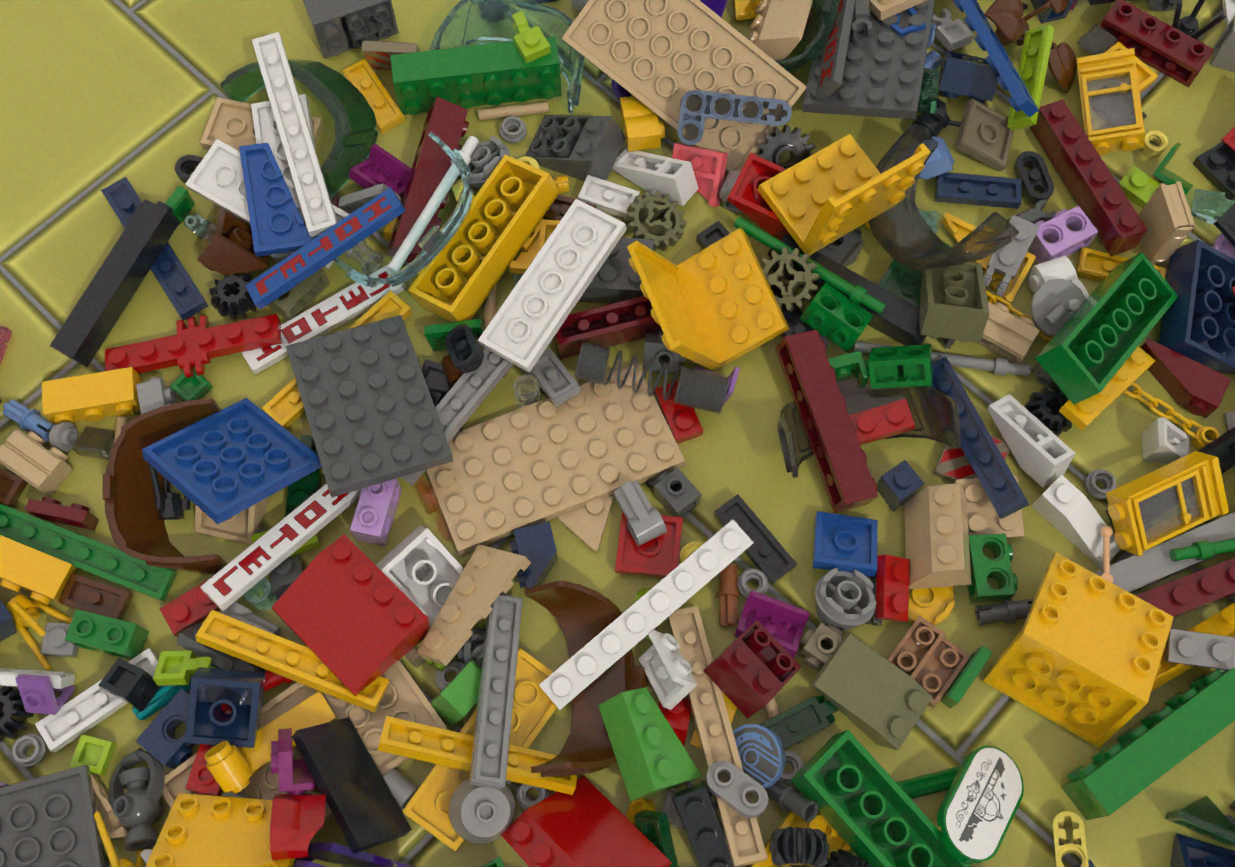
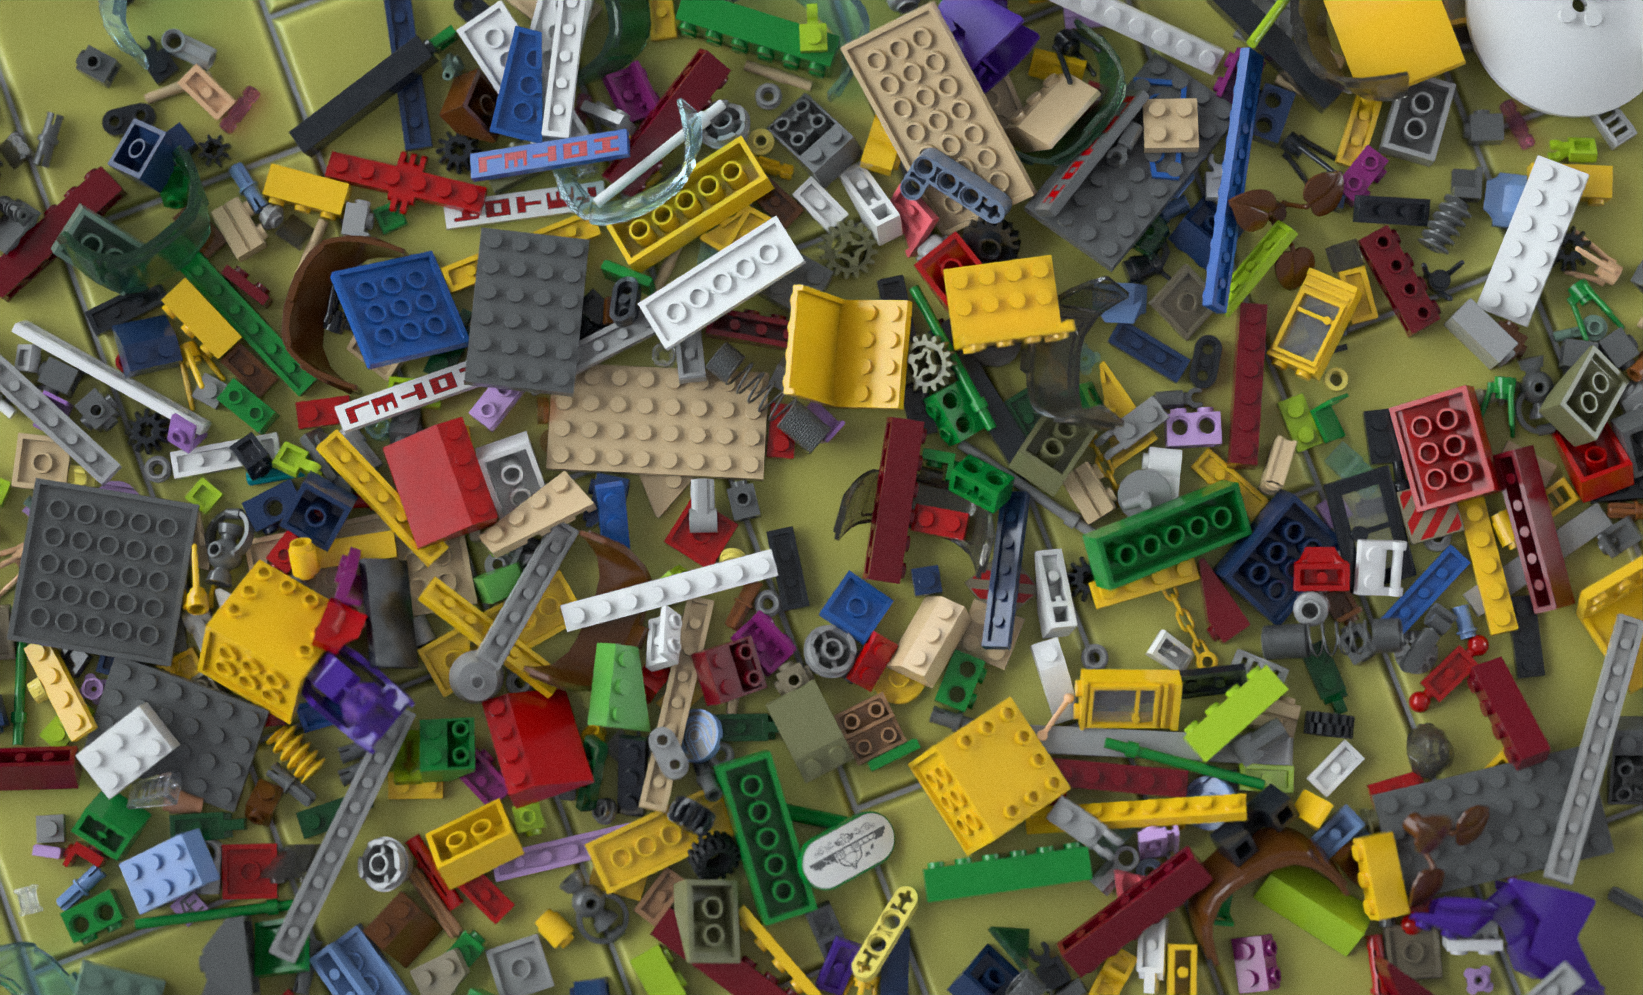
camera: 30 degrees right, 15 degrees up
(546, 555) = (612, 512): none -> blue plate

